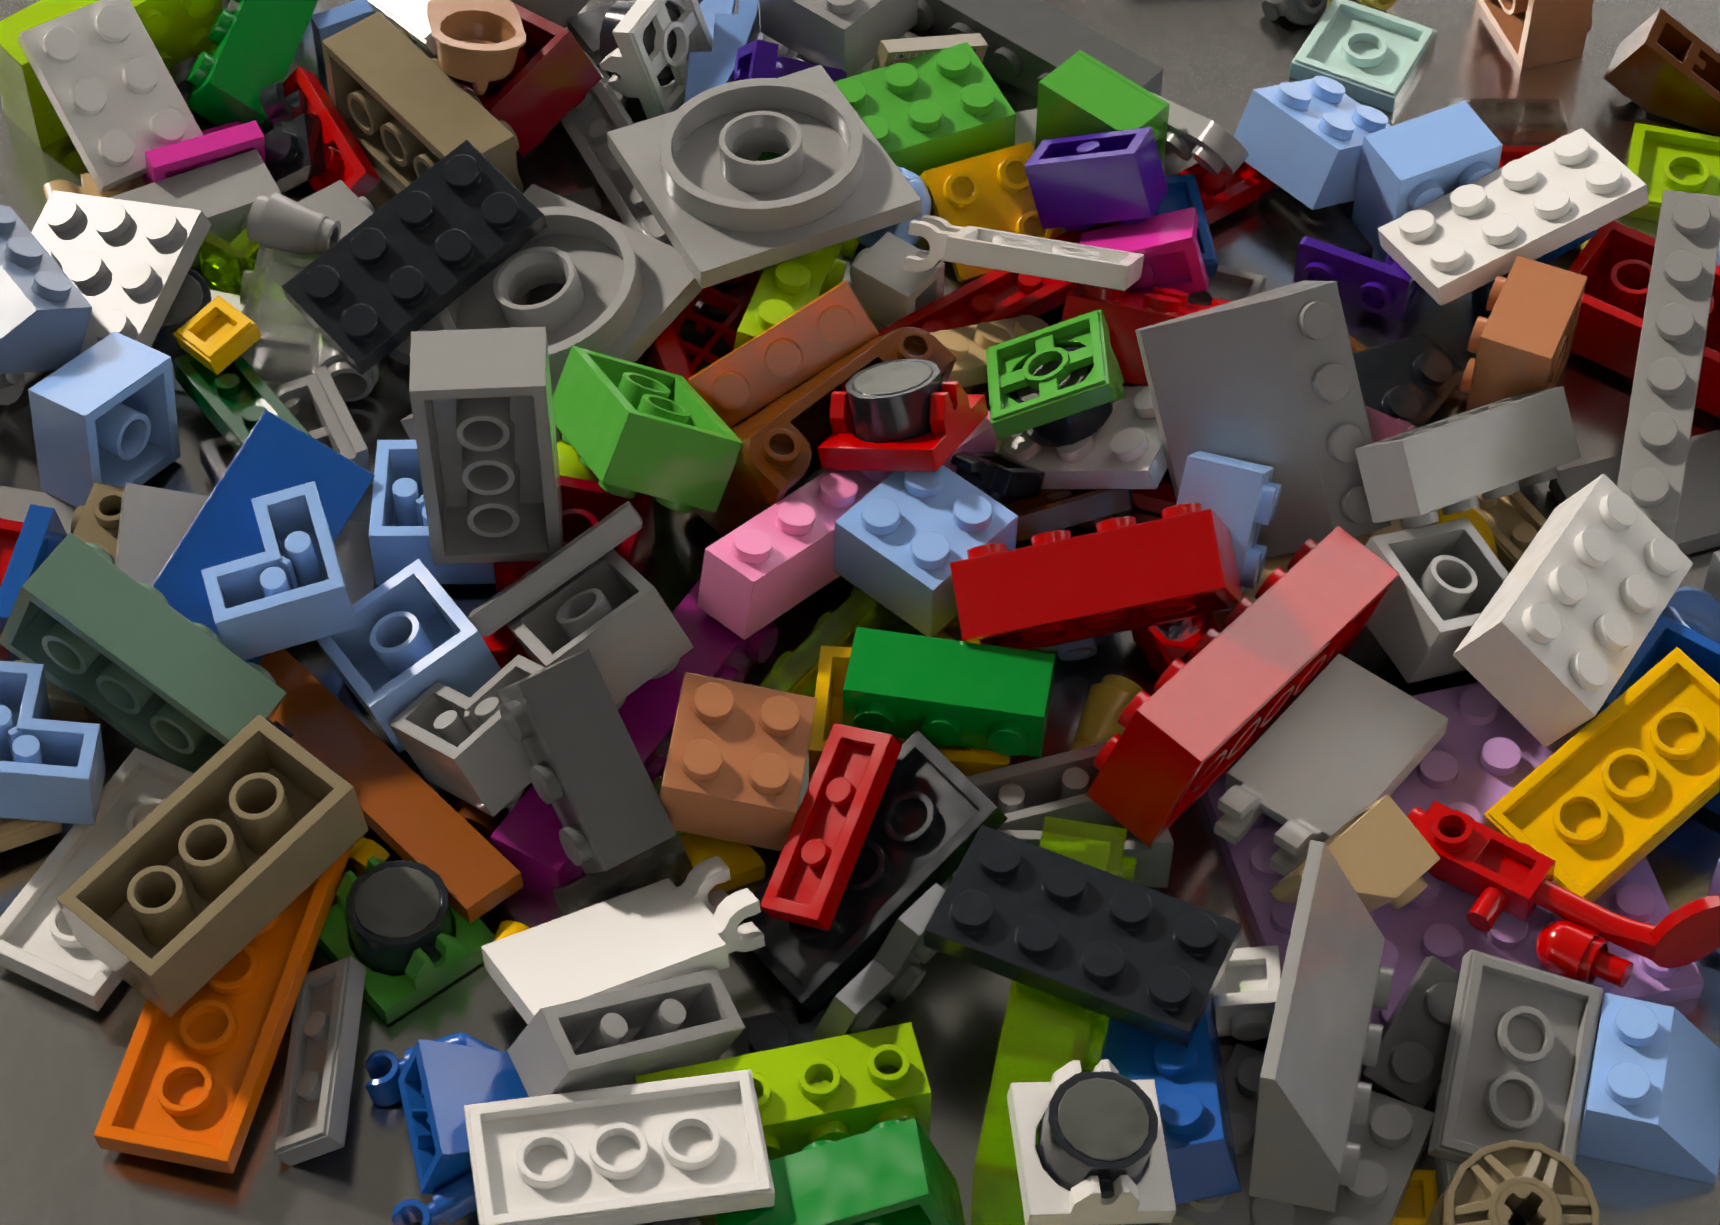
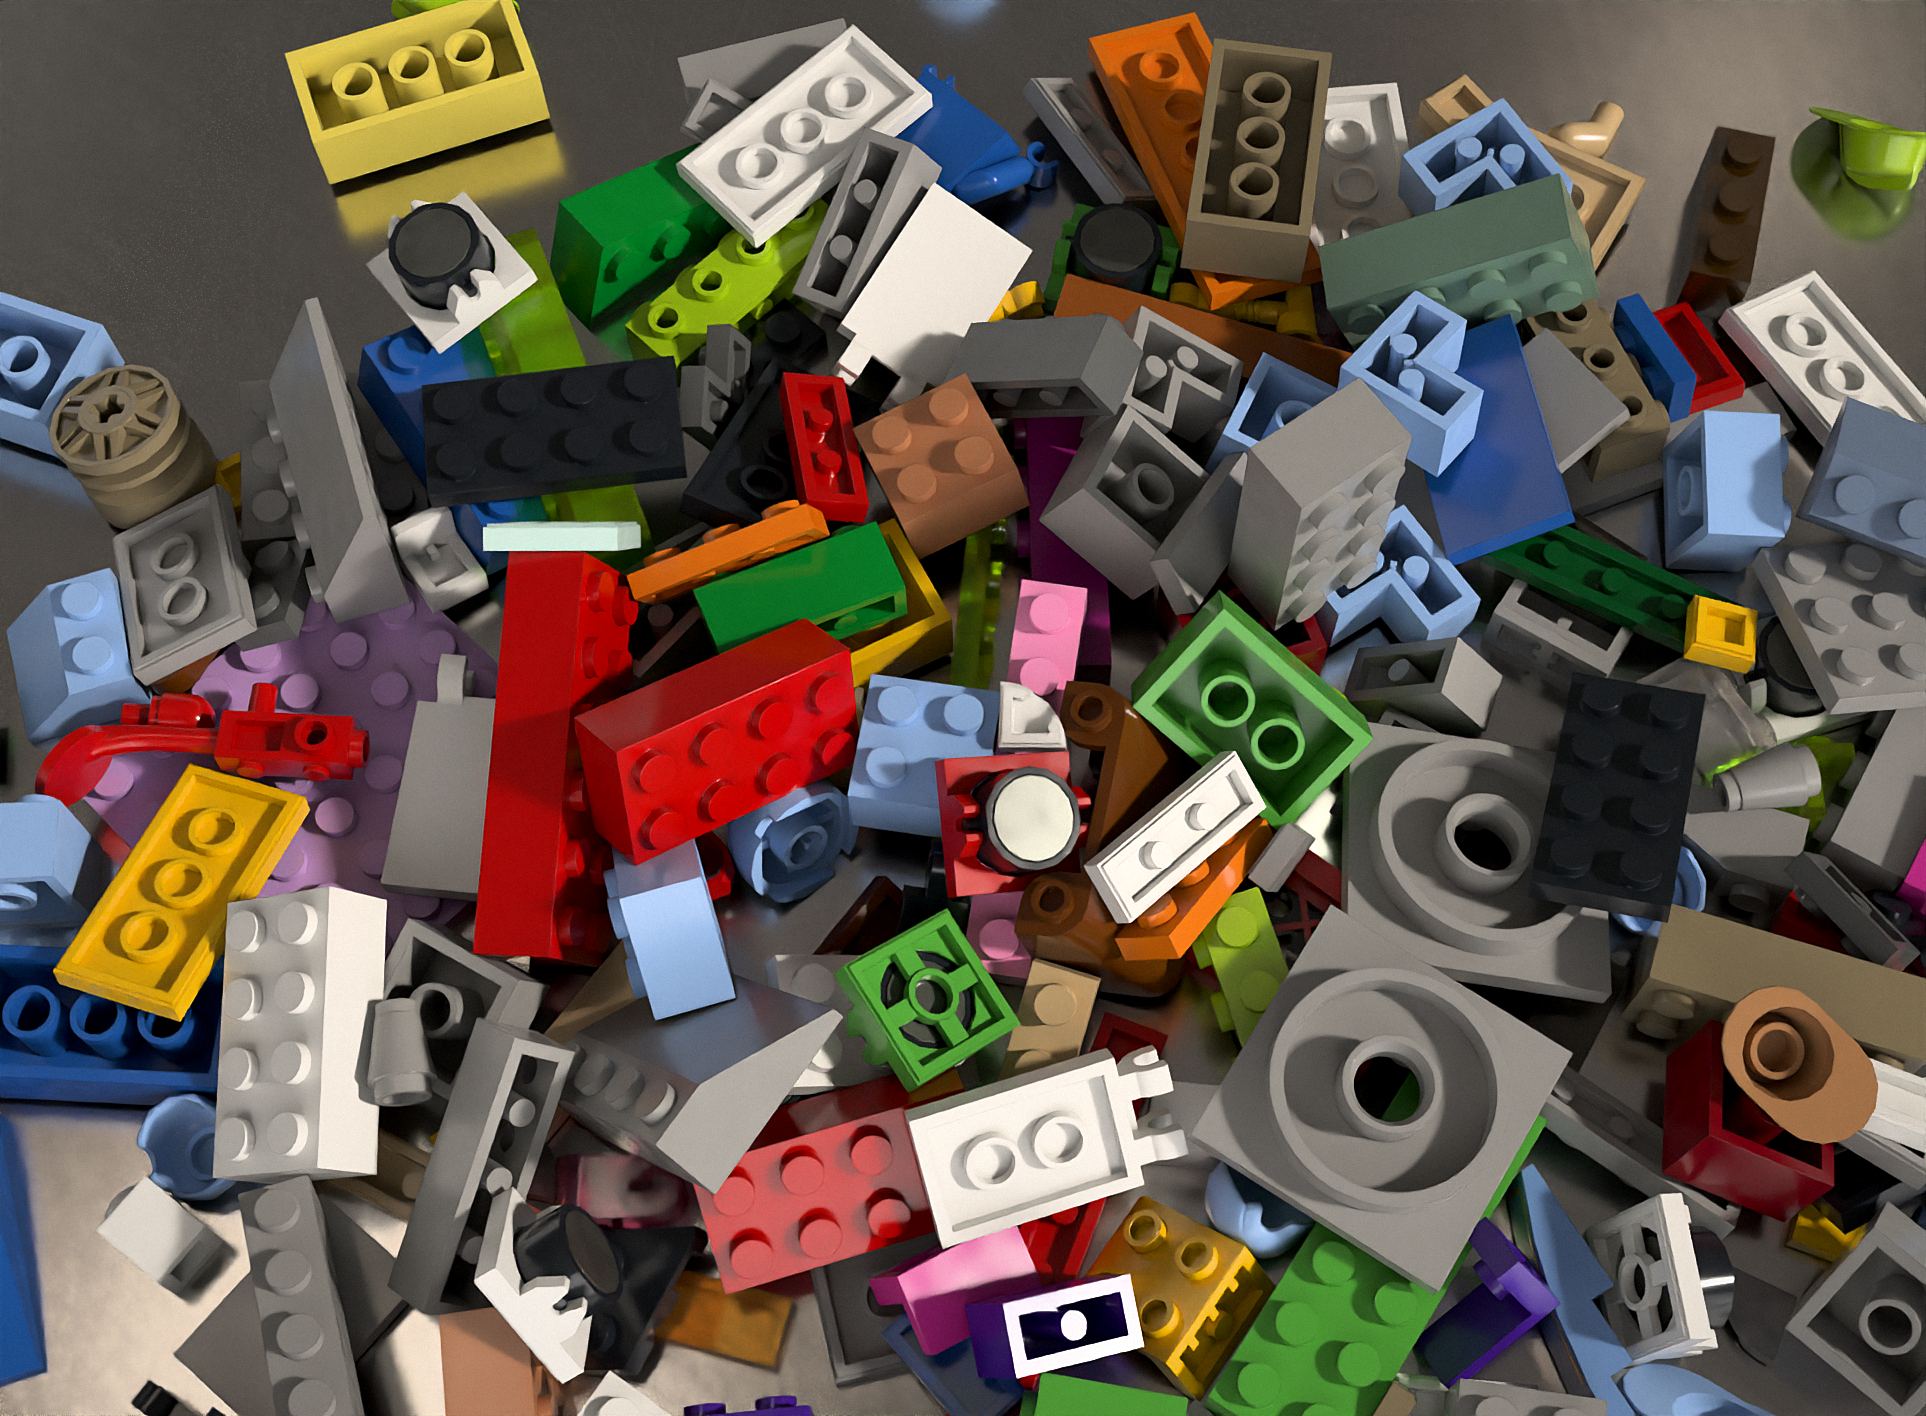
camera: 150 degrees right, 15 degrees up
(323, 132) = (1832, 895): none -> dark grey plate
(697, 346) = (1281, 857): none -> light grey tile
(779, 357) = (1175, 837): none -> white tile
(833, 483) = (1028, 722): none -> white tile
(992, 732) = (727, 549): none -> orange plate
(1140, 778) = (561, 536): none -> light aqua tile
(1379, 856) = (385, 666): tan slope -> none
(1451, 337) = (548, 1277): none -> piece
(1498, 542) = (399, 1055): none -> light grey cone

